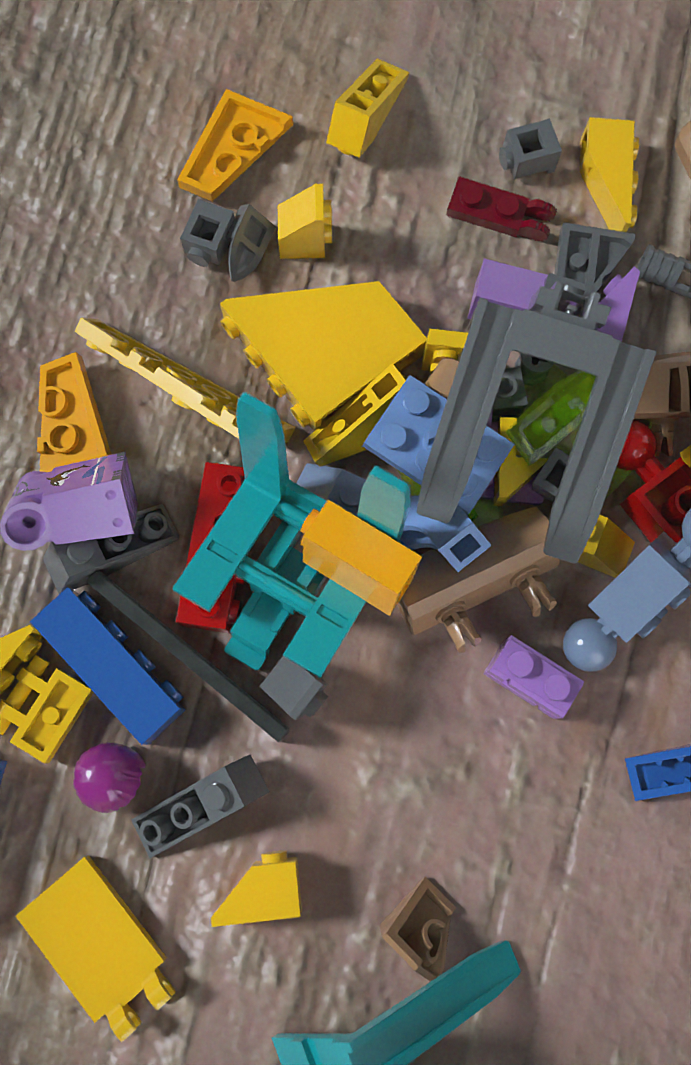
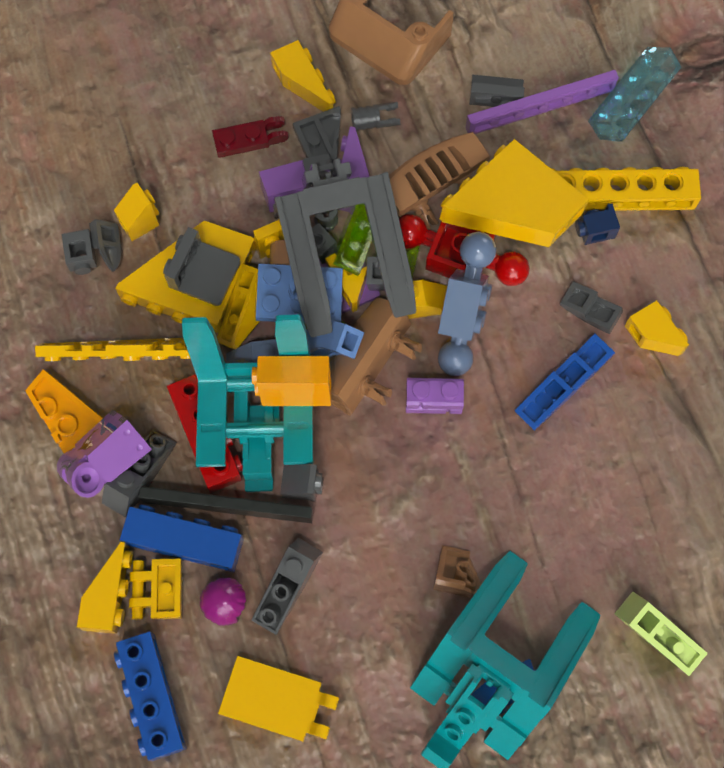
camera: 30 degrees left, 5 degrees down
(231, 143) = (57, 188): light orange wing -> none
(264, 893) = (354, 608): yellow slope -> none
(335, 338) = (200, 269): none -> dark grey bracket
(364, 107) = (129, 119): yellow slope -> none
(530, 149) = (246, 84): dark grey brick -> none

